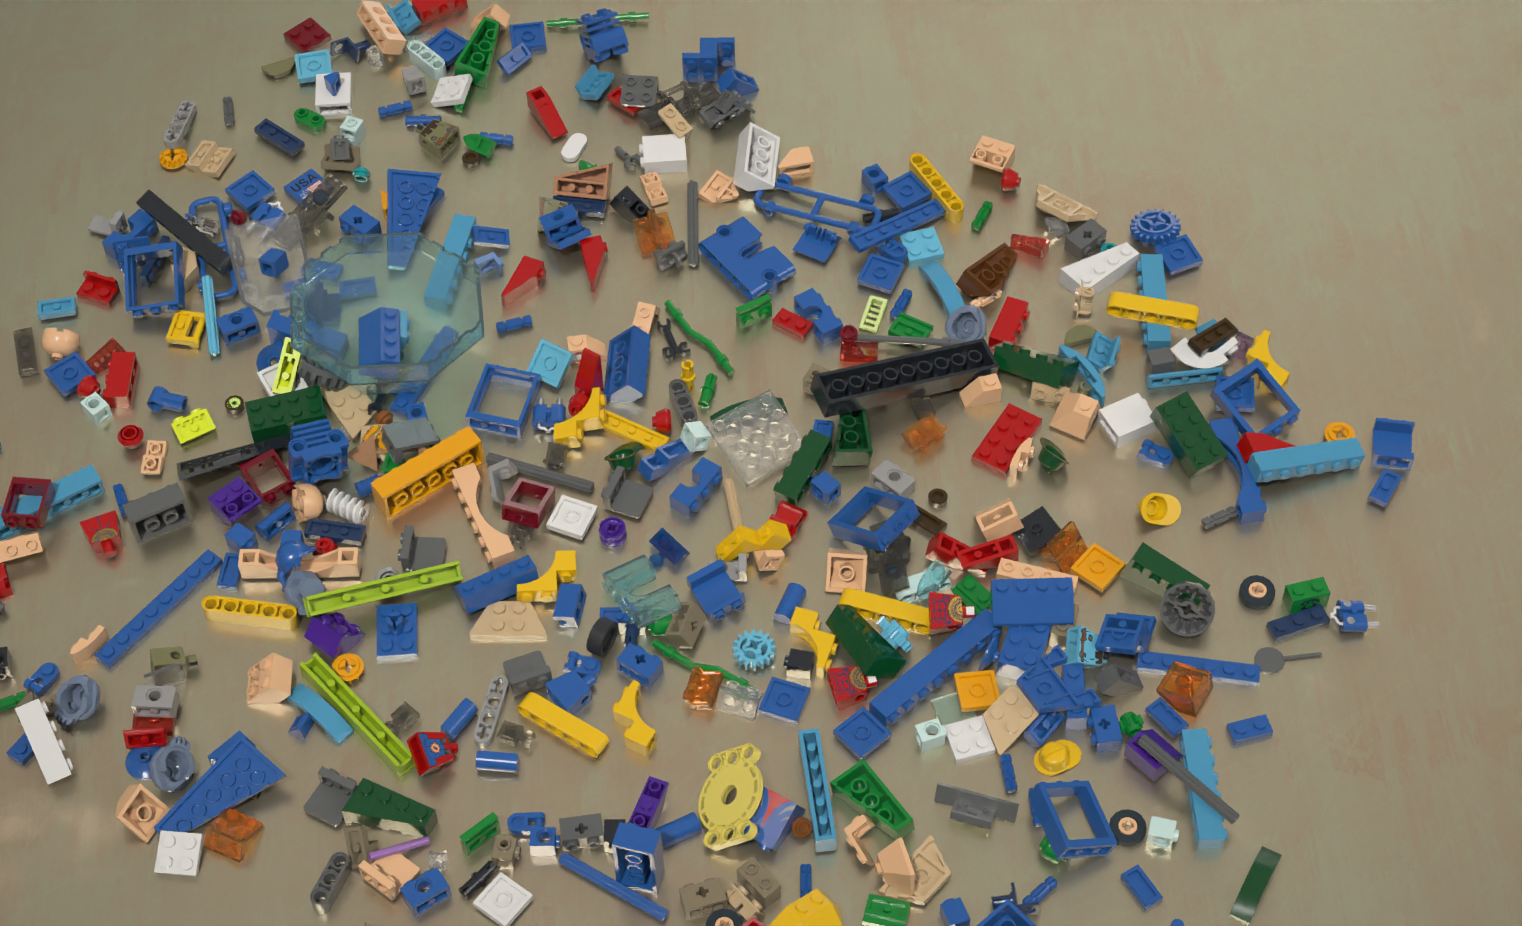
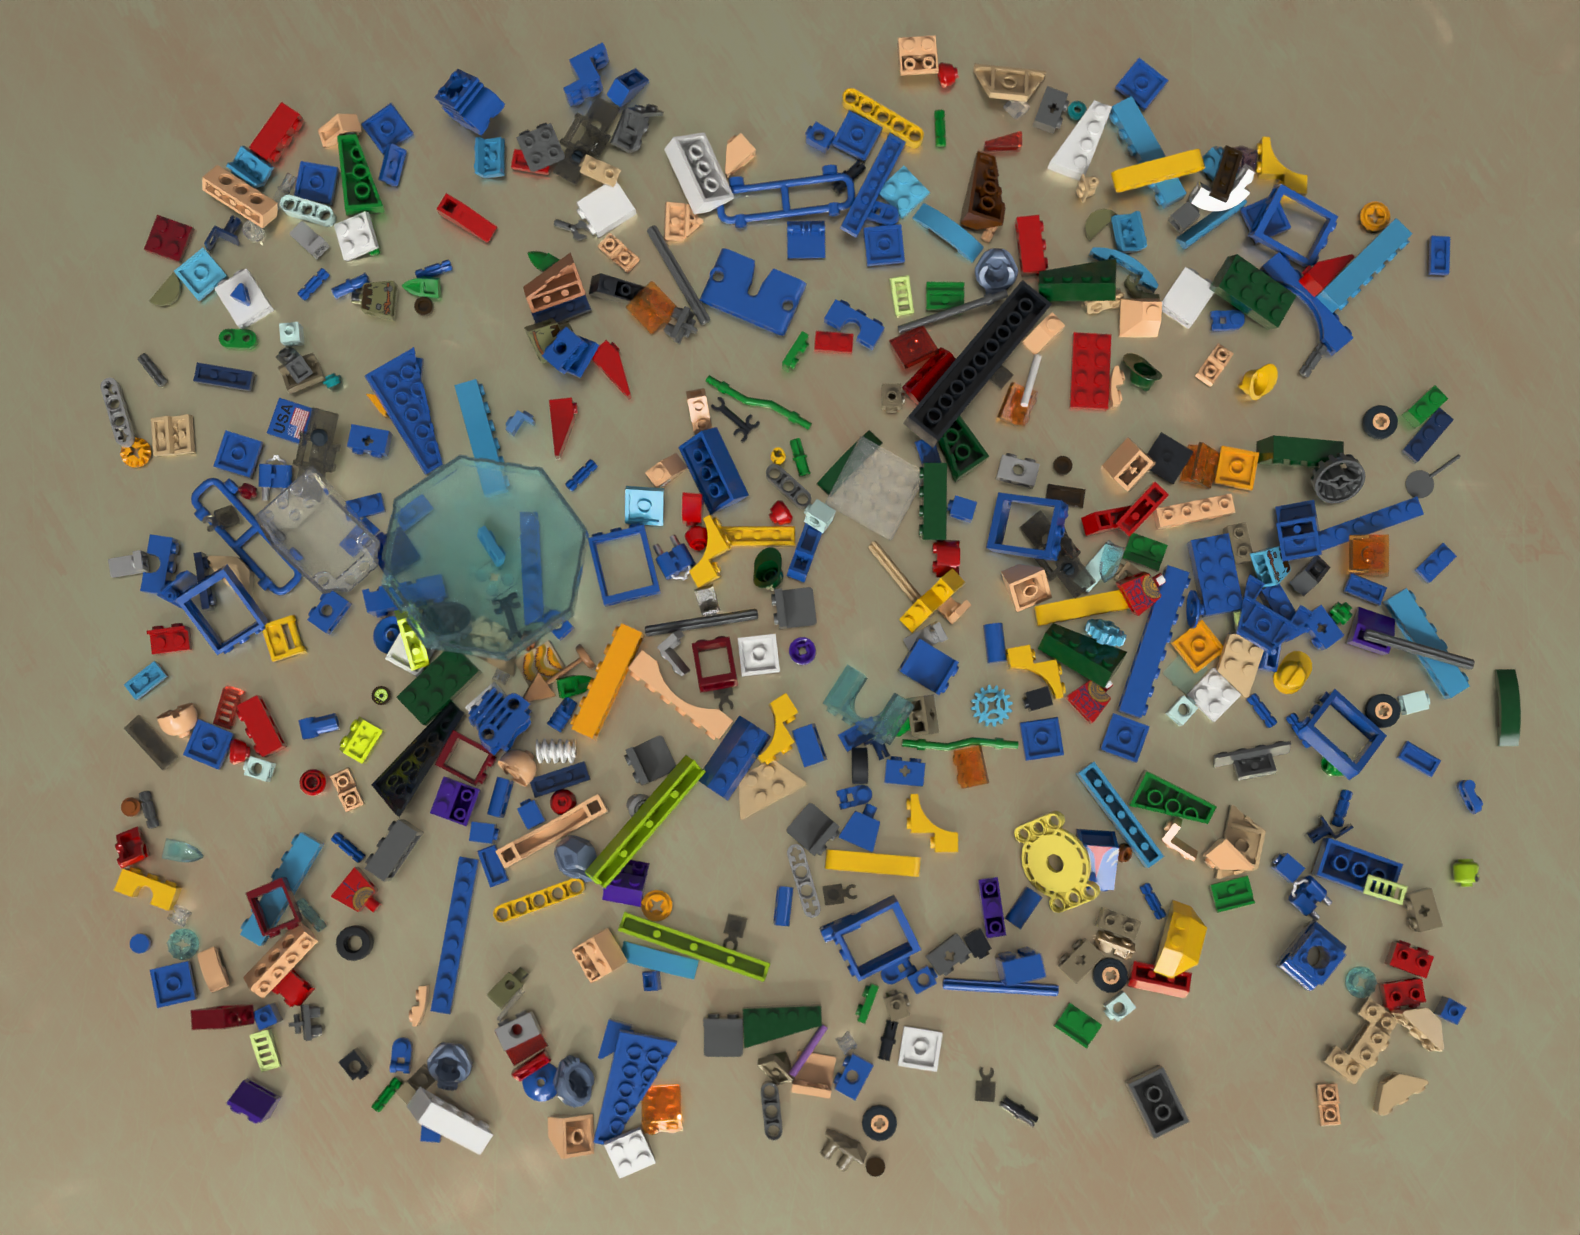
camera: 30 degrees left, 30 degrees up
(52, 535) = (309, 913): none -> clear light blue axle
(71, 561) = (342, 940): none -> black tyre
(185, 232) = (213, 541): black beam -> none
(210, 315) = (297, 615): medium azure axle -> none
(273, 262) = (321, 531): blue brick -> none
(288, 556) = (547, 835): blue piece -> none
(379, 337) = (482, 574): blue slope -> none
(397, 631) = (676, 847): blue plate -> none
(408, 435) = (571, 656): panel -> none
(431, 751) = (783, 952): red torso -> none
(488, 779) = (886, 959): none -> blue window
(490, 237) = (502, 391): blue plate -> none
(564, 22) = (413, 93): green bar -> none
(574, 147) = (514, 242): white tile -> none
(668, 548) = (861, 643): clear blue plate -> none
(689, 499) = (850, 584): blue arch -> none
(739, 700) = (1007, 761): clear bracket -> none
(848, 334) = (893, 331): dark red plate -> none
(901, 303) = (920, 269): blue axle -> none
(948, 419) = (1030, 381): none -> white bar
(1032, 601) = (1211, 547): blue slope -> none
(1127, 481) = (1214, 365): none -> light nougat slope
(1155, 227) = (1107, 53): blue gear -> none
(1352, 616) = (1470, 406): blue piece -> none
(1392, 443) = (1424, 204): blue panel -> none

